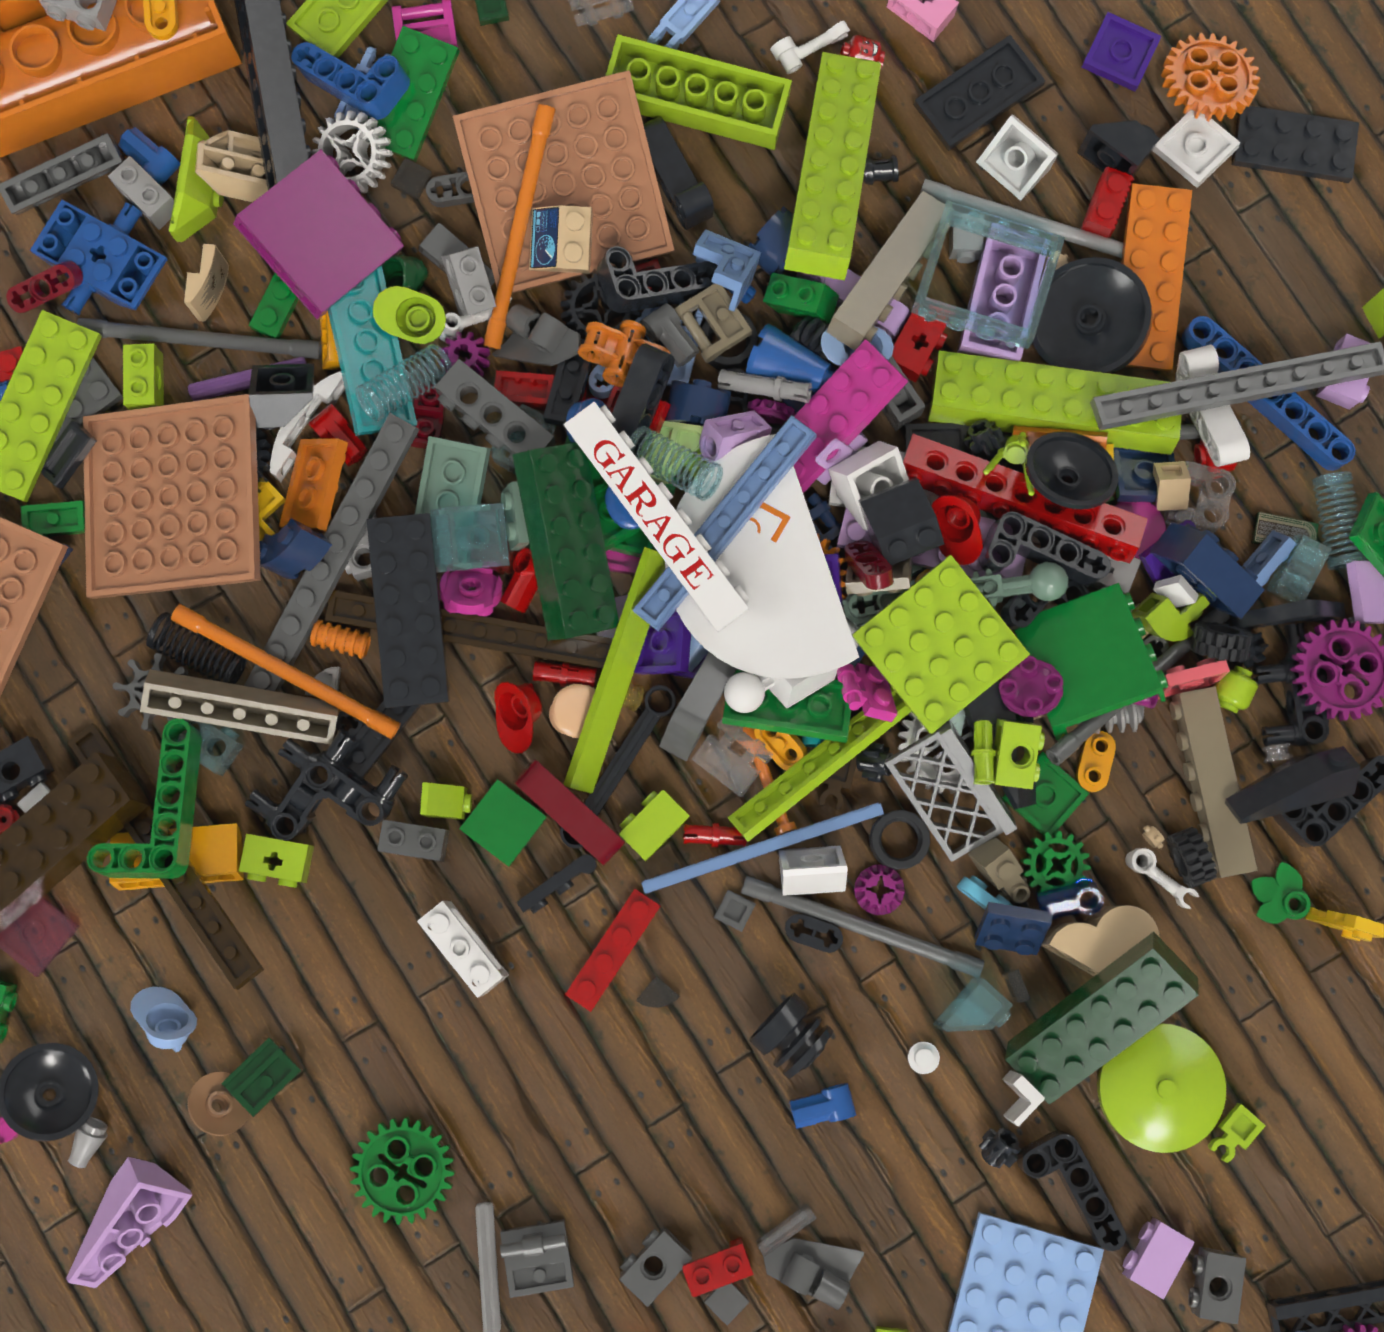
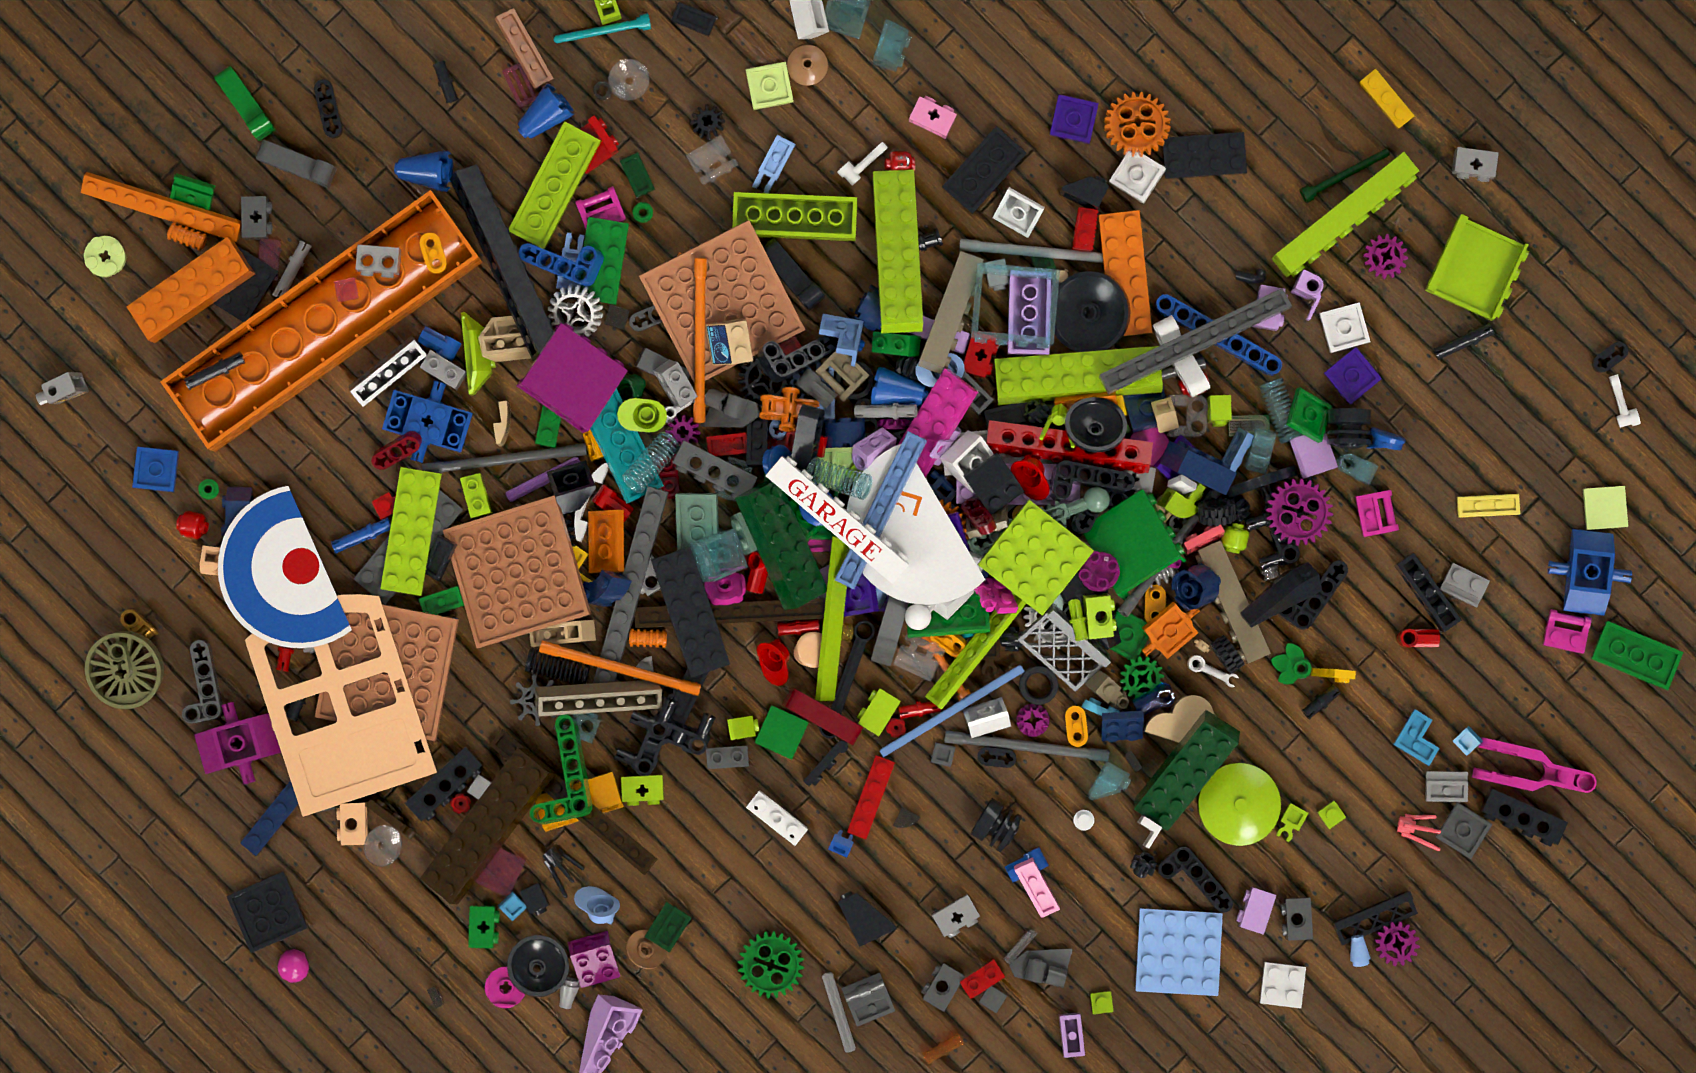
camera: 10 degrees left, 5 degrees up
(22, 33) = (346, 289): none -> clear pink tile
(38, 991) = (512, 906): none -> dark azure tile
(74, 988) = (535, 899): none -> black brick
(117, 934) = (553, 858): none -> black plant
(137, 1100) = (593, 959): none -> magenta bracket
(223, 603) = (565, 633): none -> tan slope
(479, 37) = (642, 219): none -> green plate
(551, 1011) = (841, 845): none -> blue tile
(560, 1133) = (864, 919): none -> black slope
(674, 846) = (896, 722): none -> red plate
(682, 1155) = (944, 916): none -> light grey brick
(831, 1145) = (1036, 887): none -> bright pink plate
(942, 913) = (1075, 726): none -> light orange plate
(1112, 802) = (1169, 630): none -> orange plate
(1166, 745) = (1196, 586): none -> dark blue brick
(1252, 496) = (1219, 410): none -> lime brick
(1297, 1135) = (1331, 814): none -> lime plate
(1315, 960) = (1321, 701): none -> black pin
(1339, 326) = (1258, 277): none -> black arm

